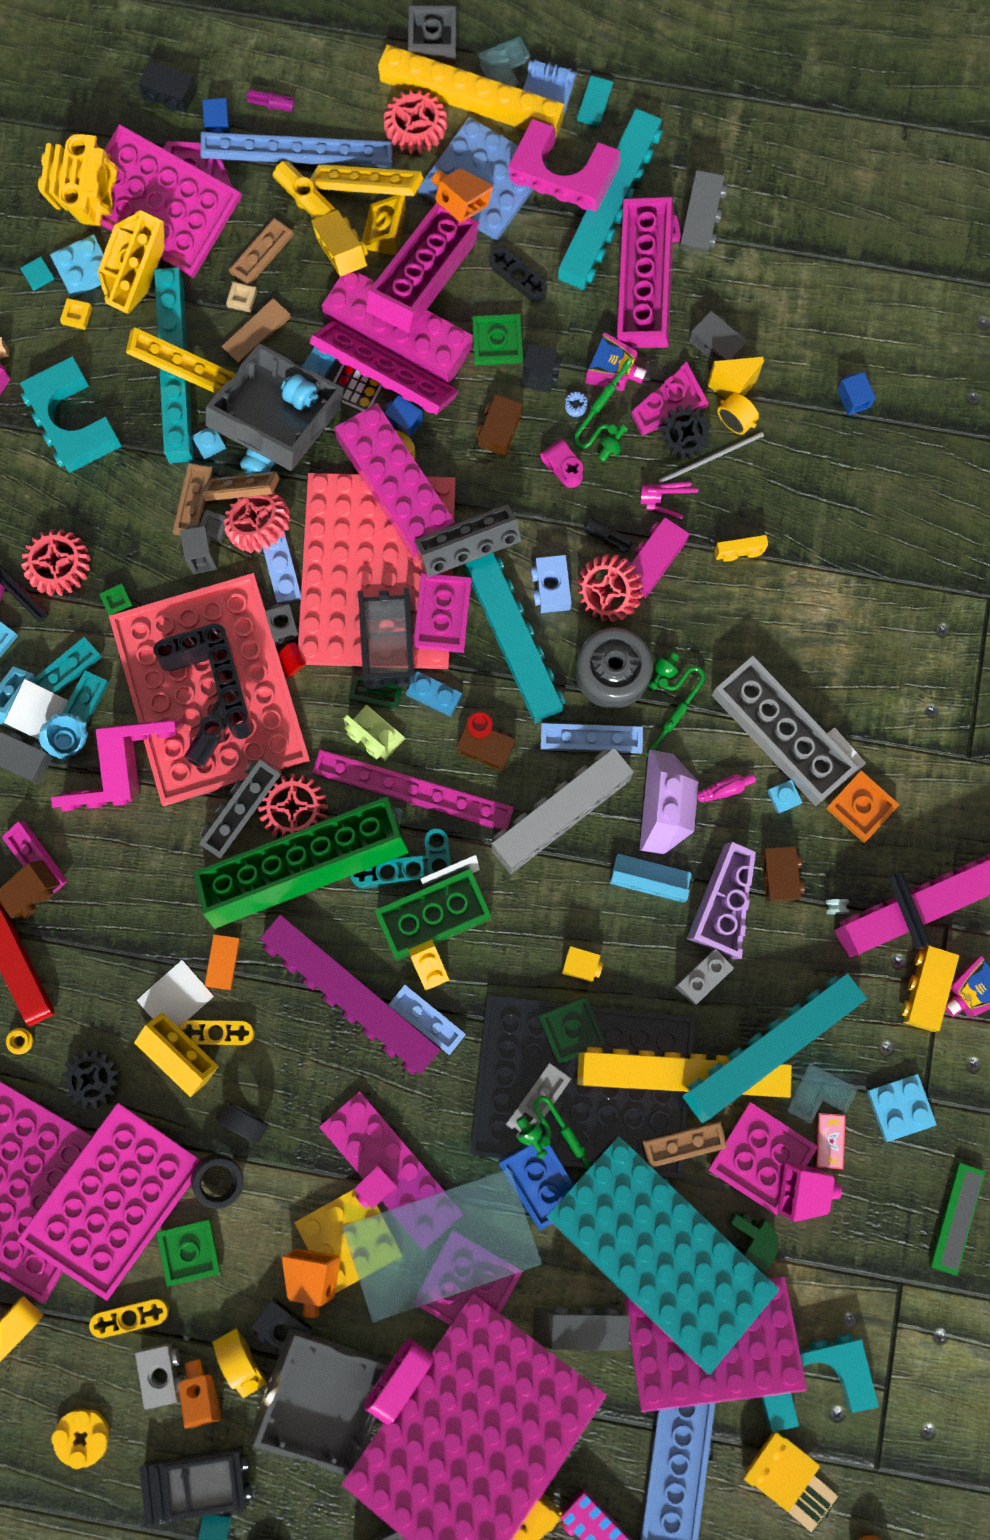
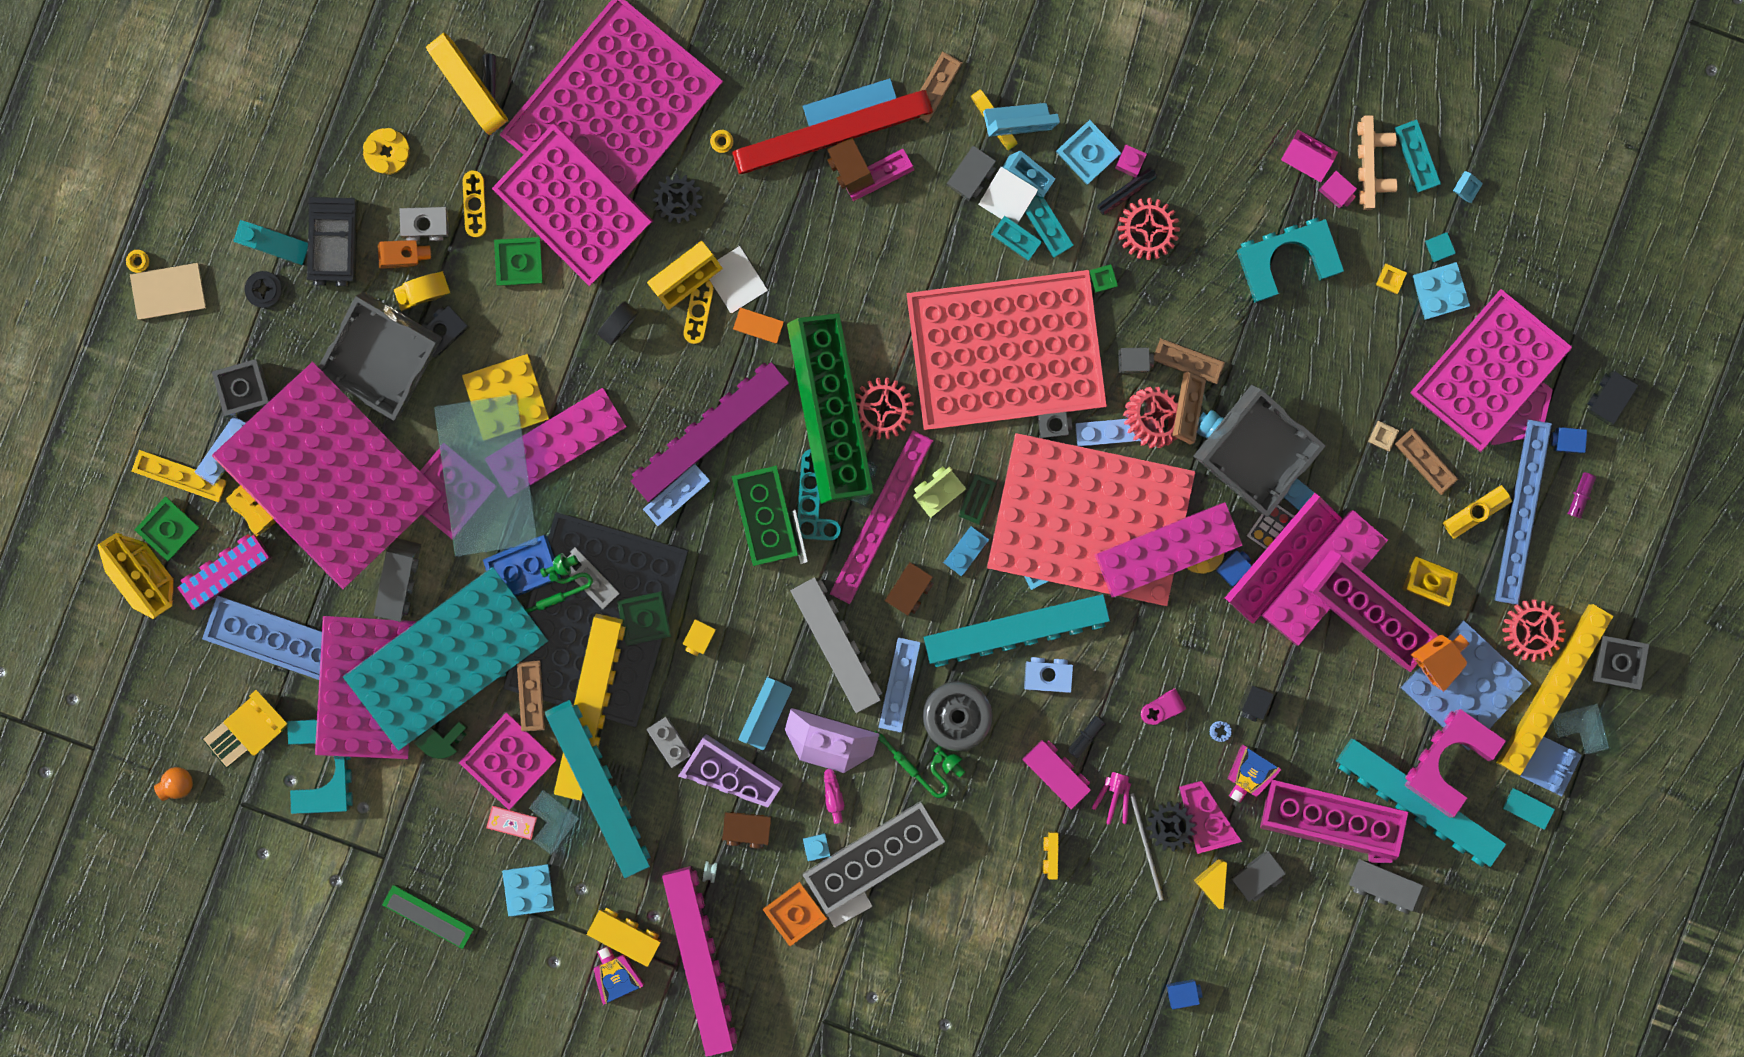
camera: 100 degrees right, 10 degrees up
(63, 735) = (983, 216): medium azure hair -> none
(79, 178) = (1517, 297): yellow piece -> none
(117, 764) = (947, 261): dark pink bracket -> none
(131, 260) = (1428, 337): yellow wedge -> none
(174, 390) = (1322, 363): teal brick -> none
(177, 361) = (1312, 372): yellow plate -> none
(177, 653) = (1013, 365): black beam -> none
(204, 743) = (974, 359): black piece -> none
(208, 442) = (1241, 382): medium azure plate -> none
(214, 525) = (1159, 376): dark grey plate -> none
(226, 1199) = (585, 283): black tyre -> none
(235, 814) = (889, 363): dark grey brick -> none
(256, 331) = (1345, 444): medium nougat tile -> none
(291, 659) = (1019, 428): red tile -> none
(299, 392) = (1270, 476): medium azure piece -> none
(310, 1278) = (478, 361): orange torso -> none
(340, 242) = (1413, 537): yellow brick -> none
(367, 180) = (1473, 572): yellow plate -> none
(374, 1187) = (542, 427): dark pink brick -> none
(386, 640) = (1018, 516): clear door -> none
(398, 1381) = (383, 421): dark pink beam -> none
(428, 964) = (722, 504): yellow plate -> none
(442, 613) = (1035, 571): dark pink plate -> none
(468, 540) = (1094, 605): dark grey brick -> none
(479, 724) = (926, 586): red tile -> none
(497, 339) = (1296, 669): green plate -> none
(500, 425) = (1210, 656): reddish brown brick -> none
(515, 264) = (1369, 684): black beam -> none
(604, 605) = (1033, 734): coral gear -> none
(610, 443) = (1173, 754): green piece -> none
(738, 413) = (1180, 878): yellow piece -> none
(806, 1192) = (472, 791): dark pink torso -> none
(909, 910) = (690, 926): black axle -> none

